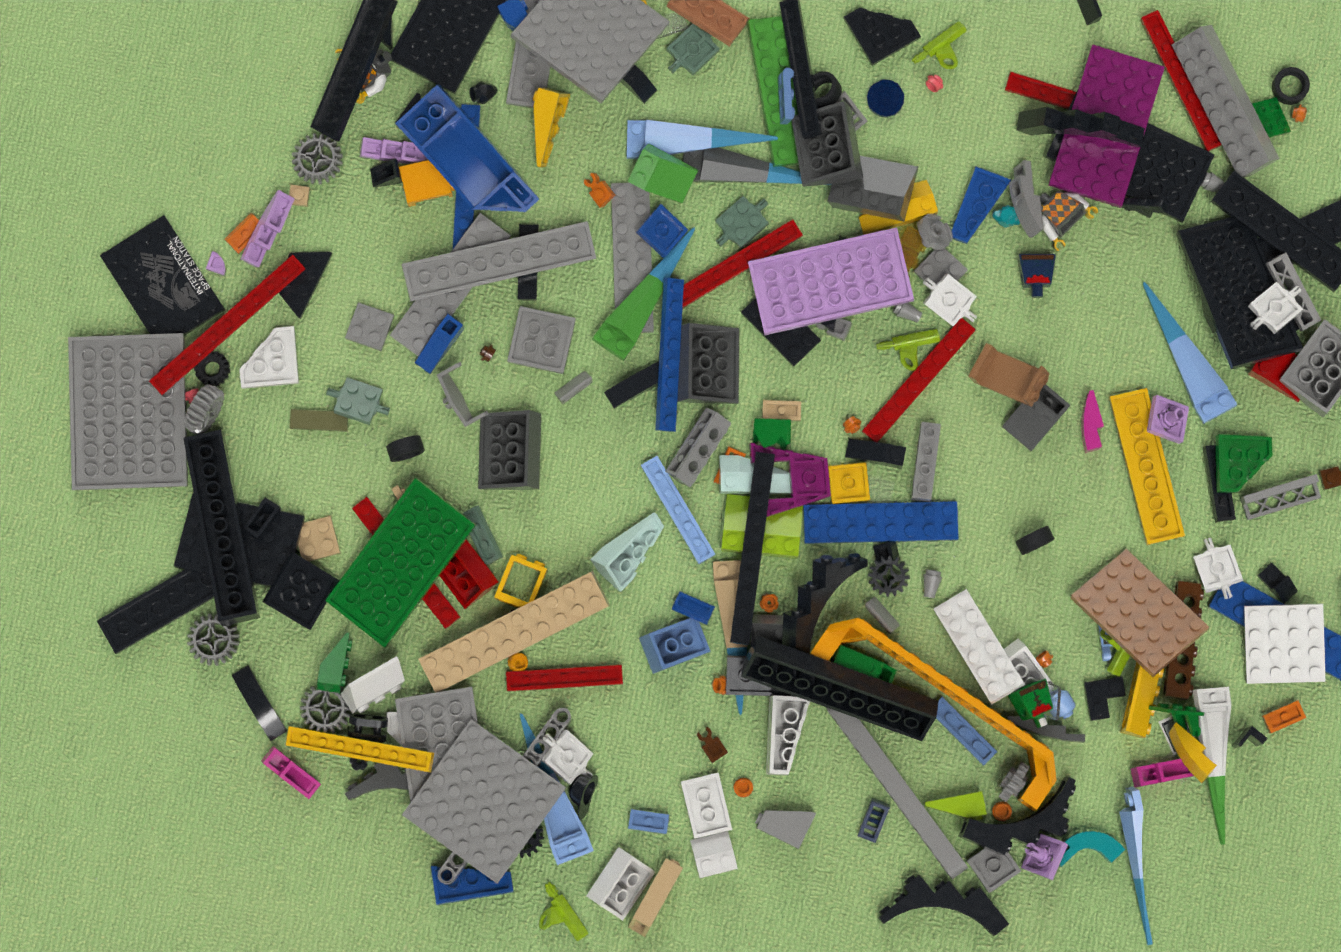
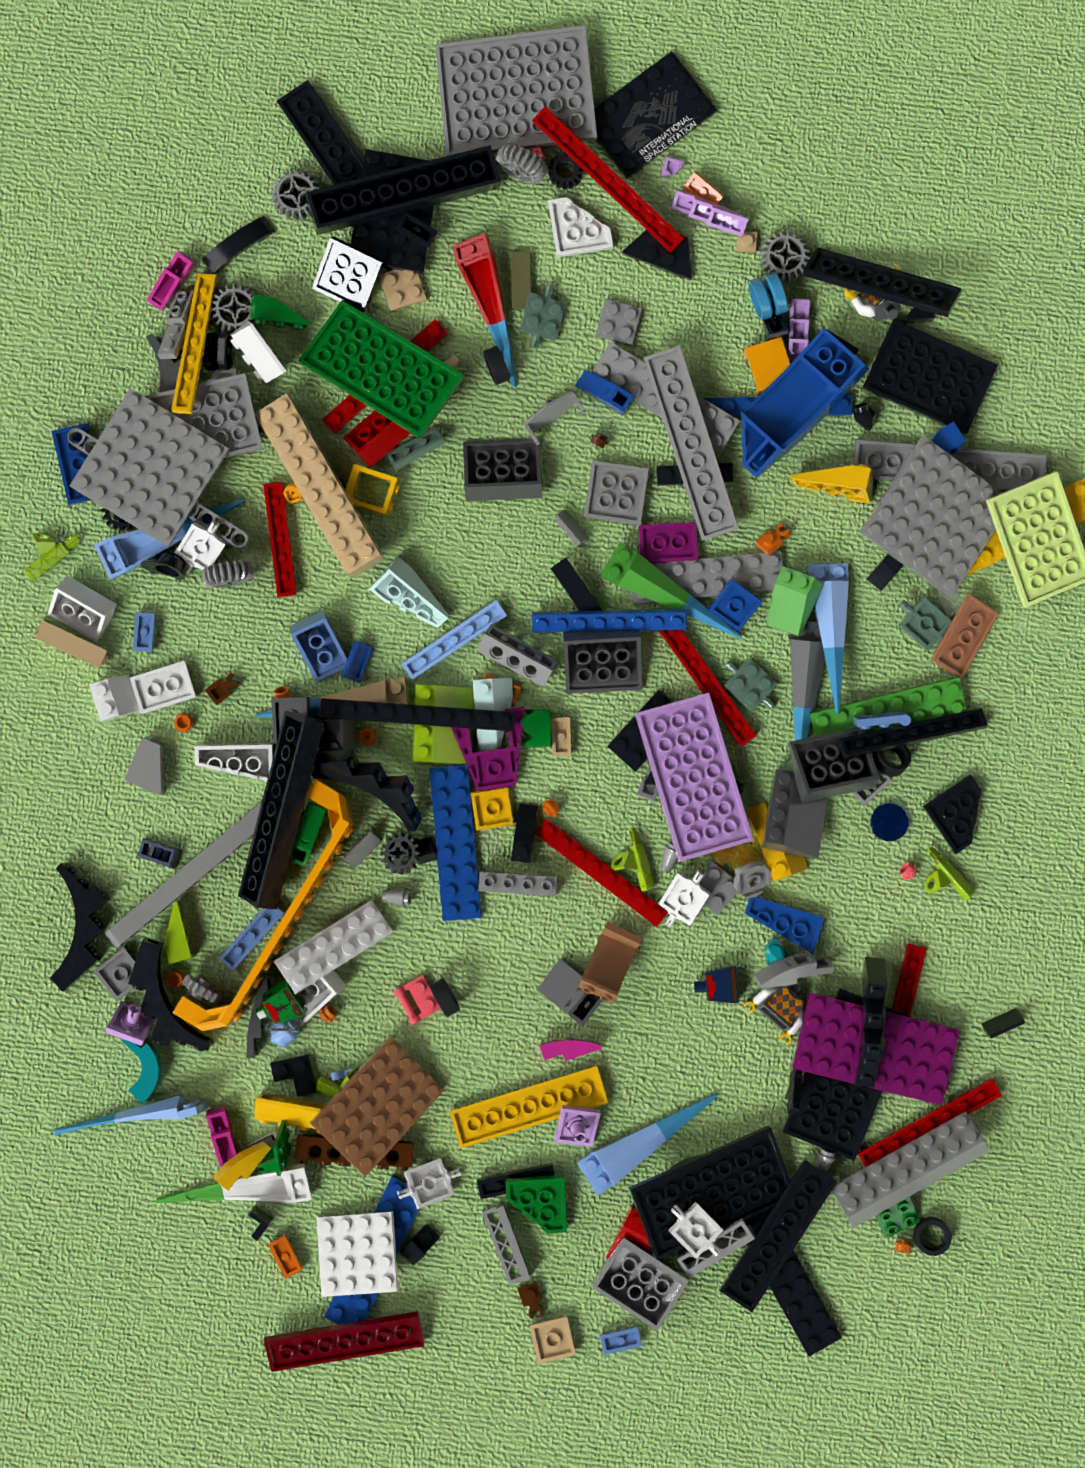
camera: 85 degrees right, 5 degrees up
(307, 459) = (480, 272): none -> red plate
(338, 766) = (178, 321): none -> light grey slope
(357, 176) = (767, 296): none -> dark azure wheel
(594, 291) = (668, 542): none -> magenta plate
(597, 730) = (227, 574): none -> light grey gear
(1031, 564) = (423, 997): none -> coral plate

